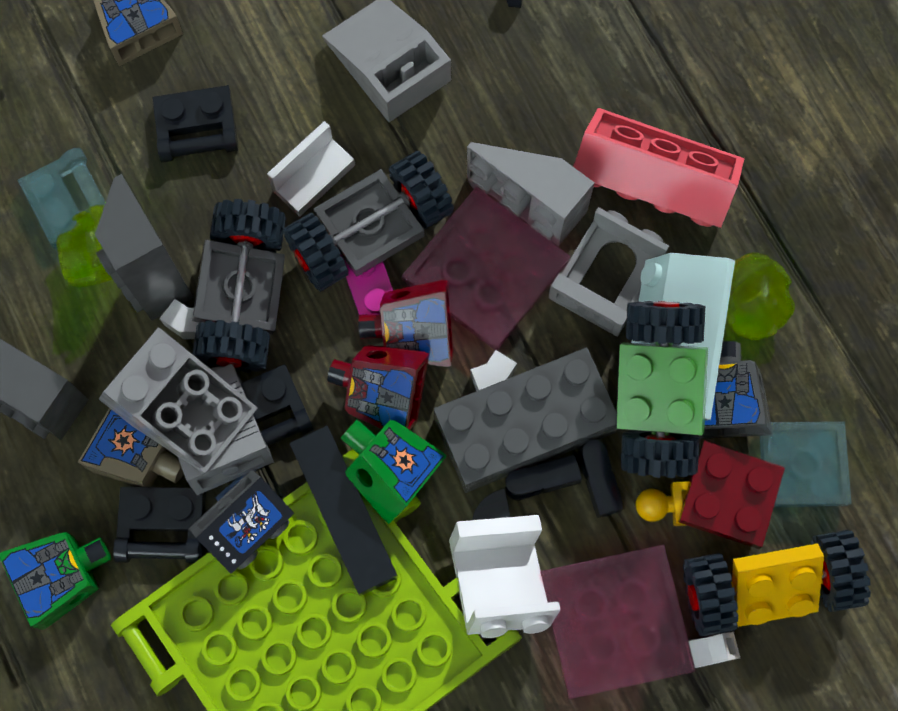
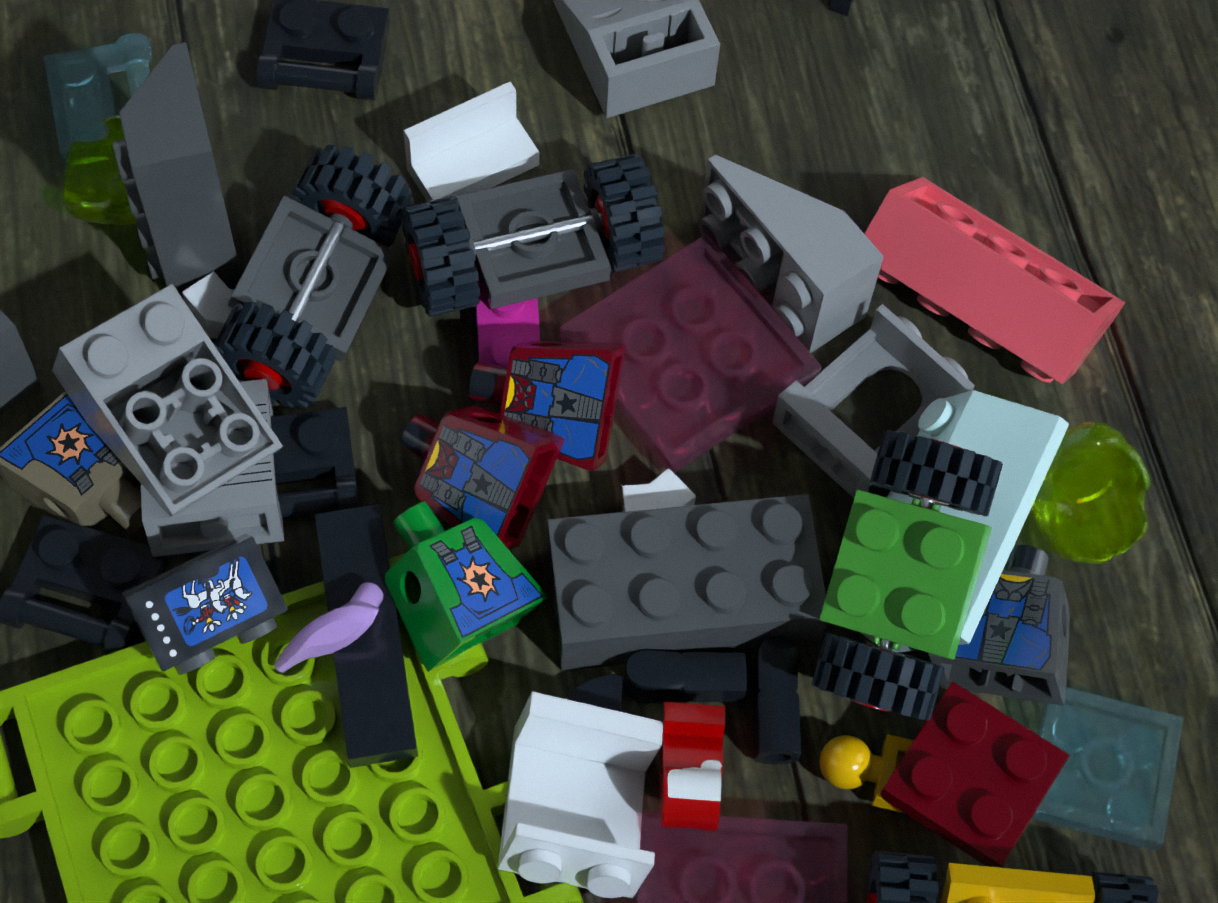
camera: 10 degrees right, 10 degrees down
(327, 515) = (333, 629): none -> lavender bar
(563, 537) = (691, 766): none -> red leg

